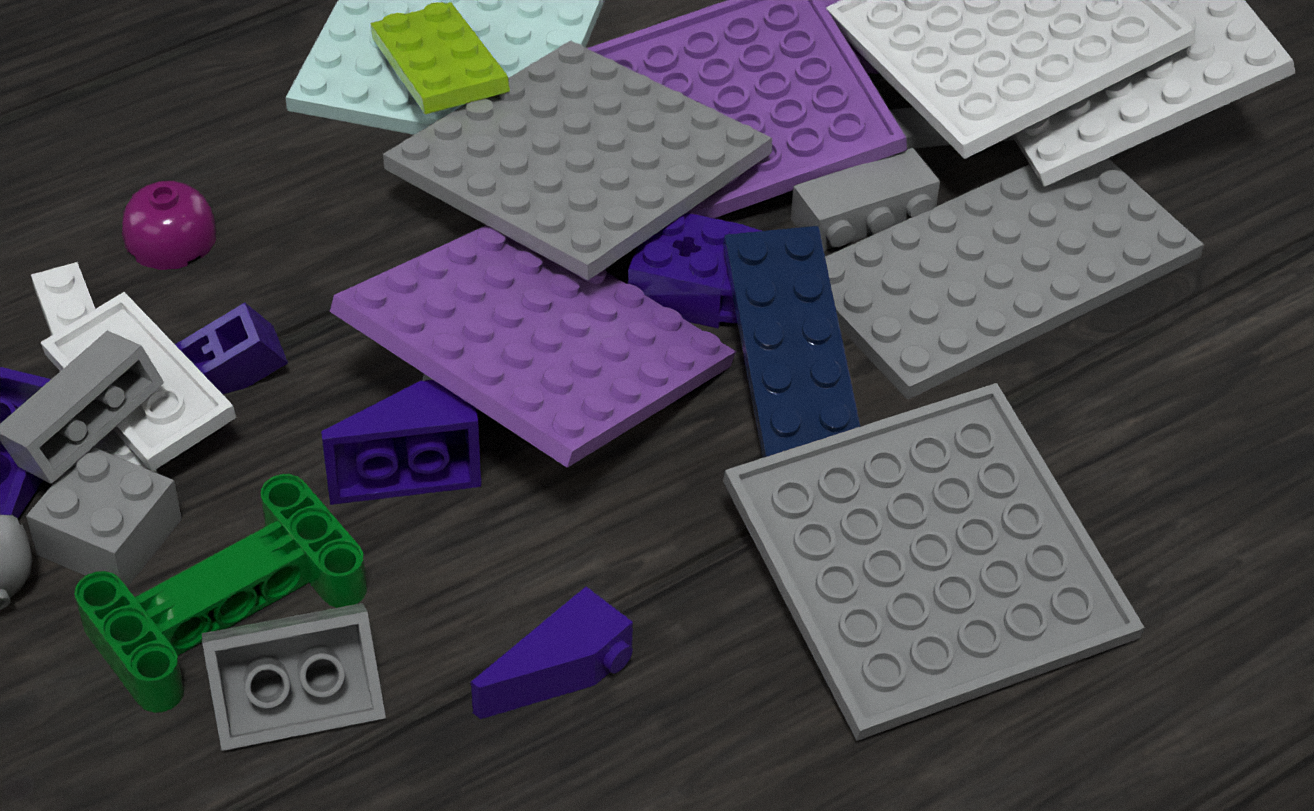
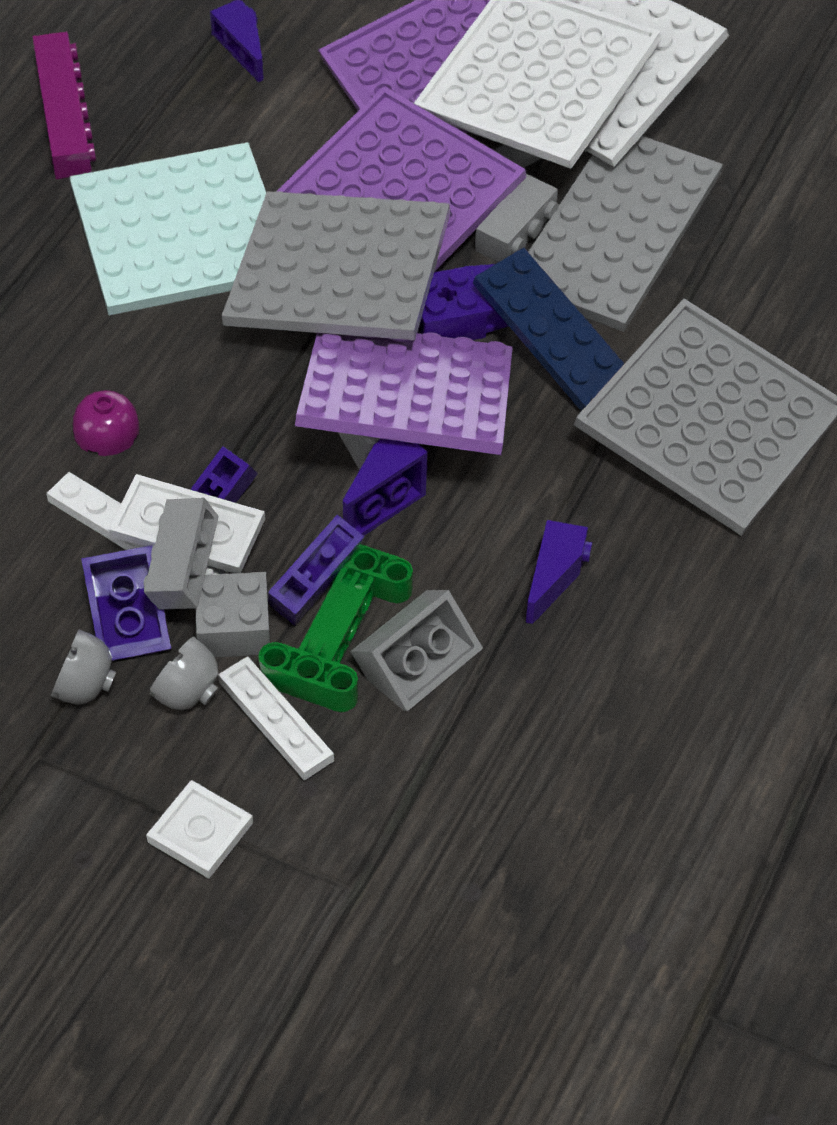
camera: 30 degrees left, 5 degrees up
(48, 677) = (276, 718): none -> white plate
(230, 507) = (314, 570): none -> dark purple slope
(439, 57) = (198, 237): lime plate -> none

